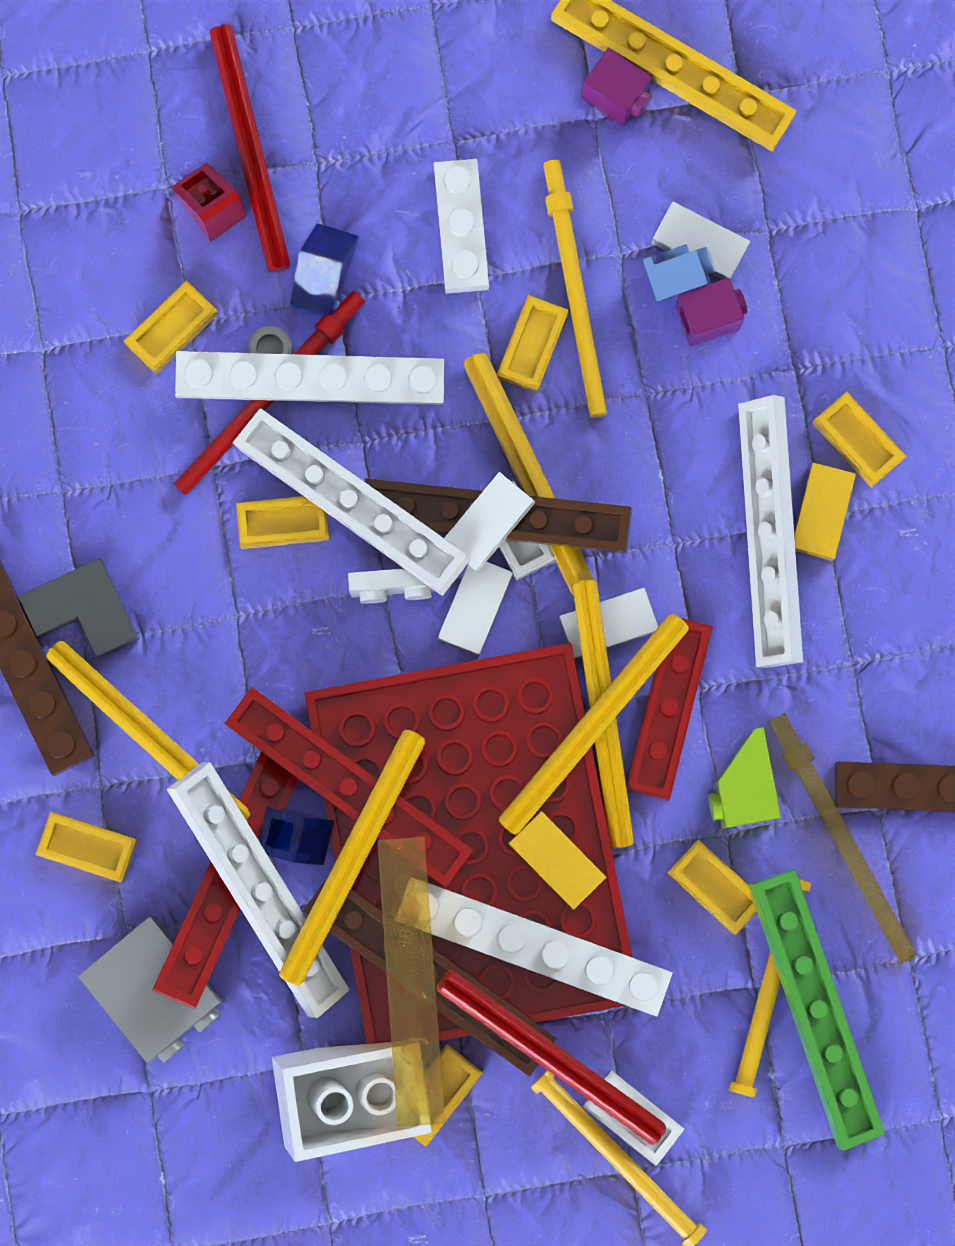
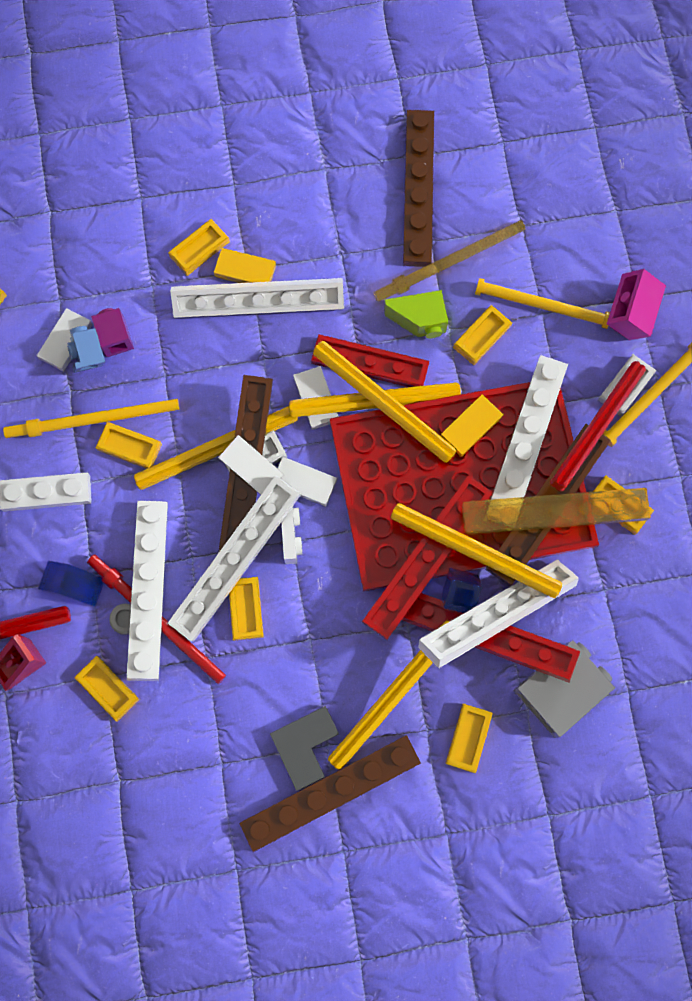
camera: 90 degrees left, 5 degrees down
(338, 1100) = (630, 563): white slope -> none
(763, 1136) = (636, 304): none -> dark pink brick
(816, 1009) = (556, 274): bright green plate -> none

